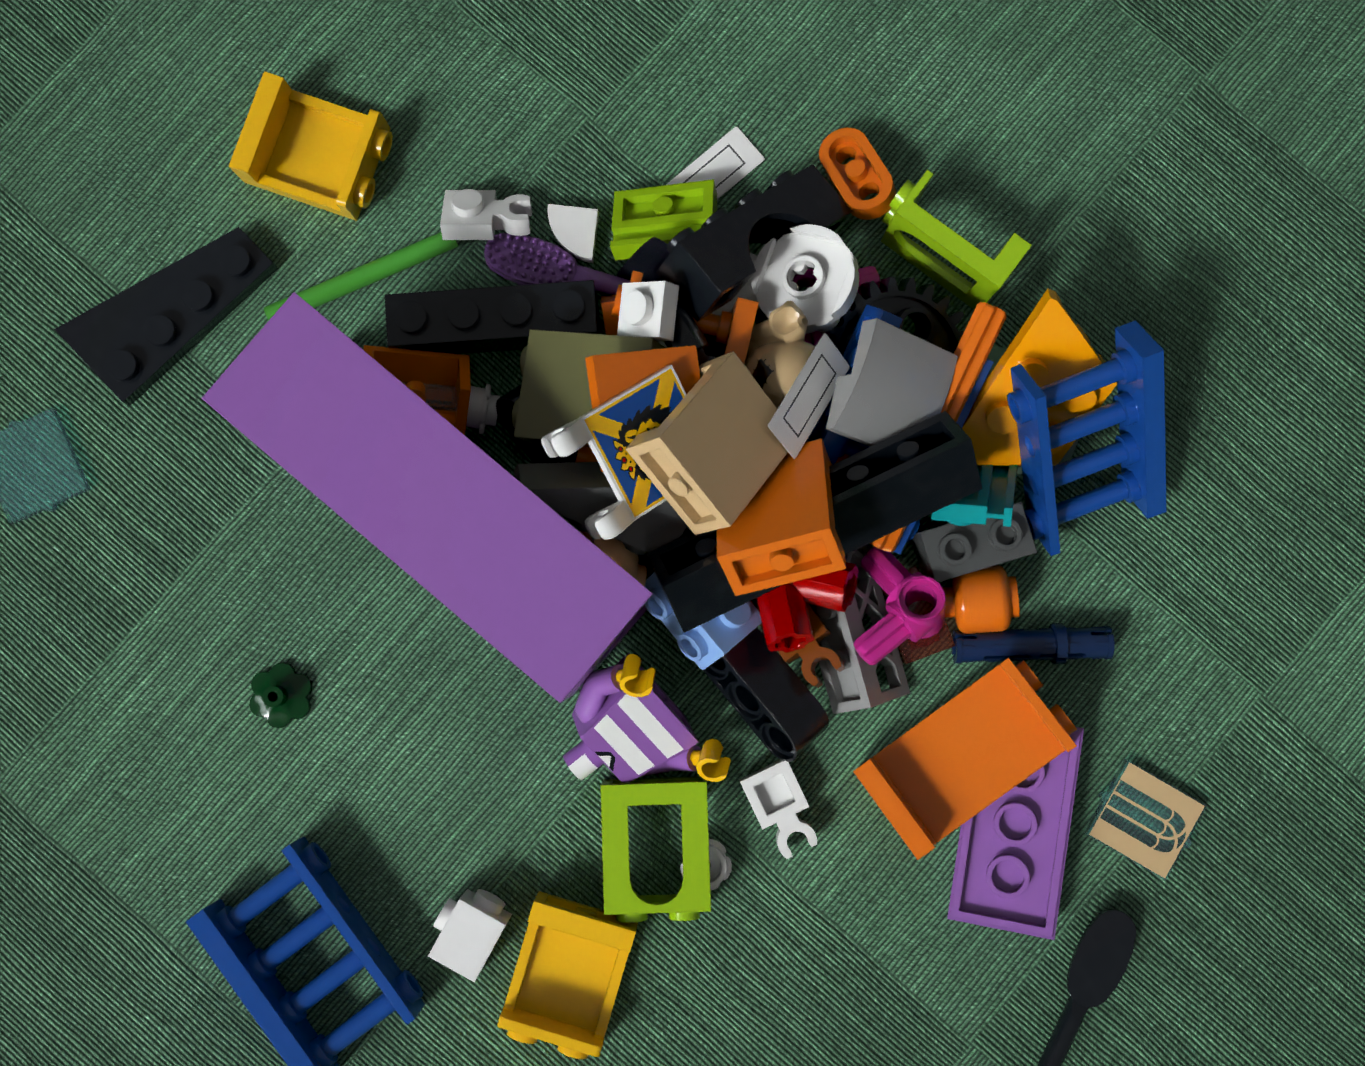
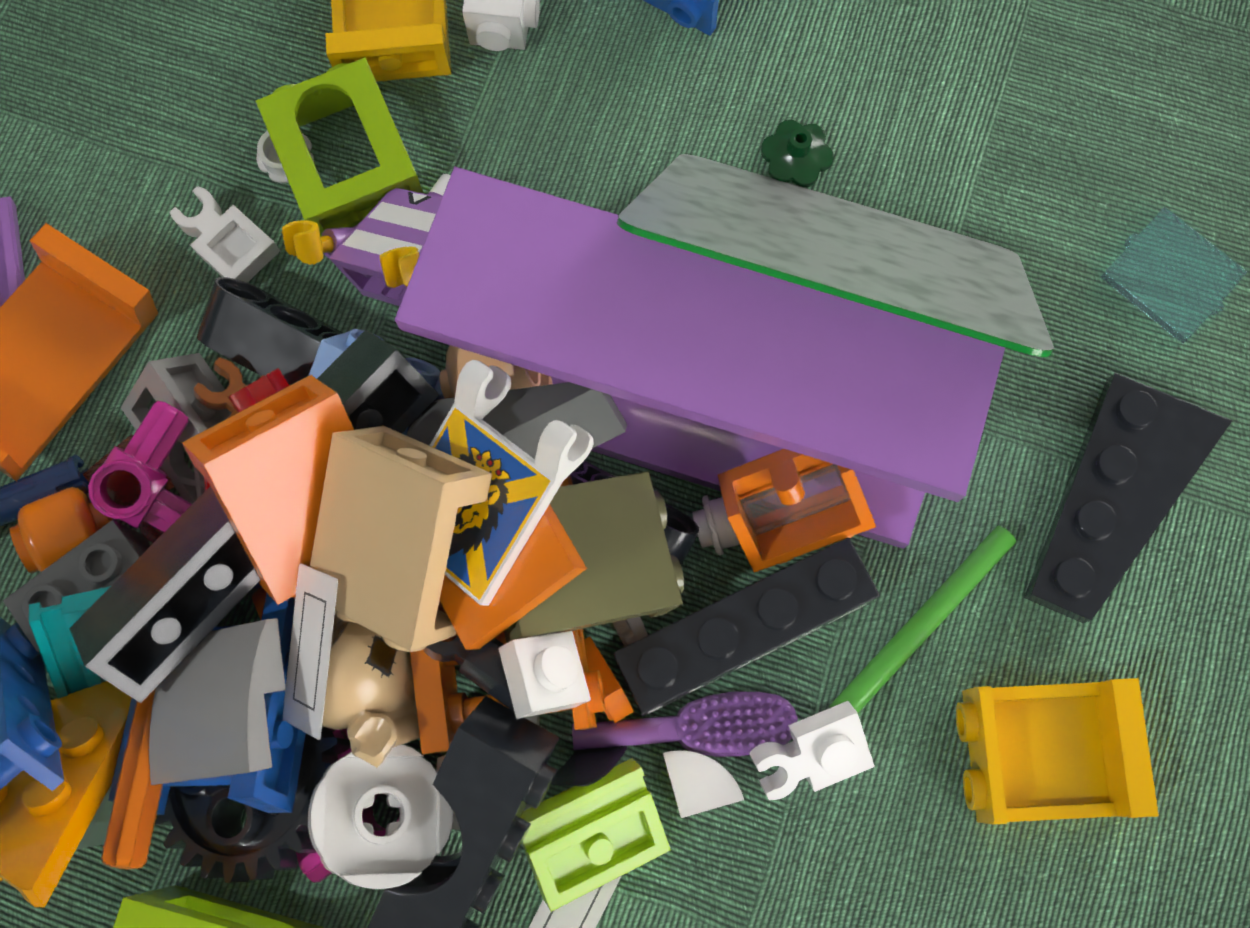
camera: 160 degrees right, 10 degrees down
(291, 547) = (842, 250): none -> flat silver piece

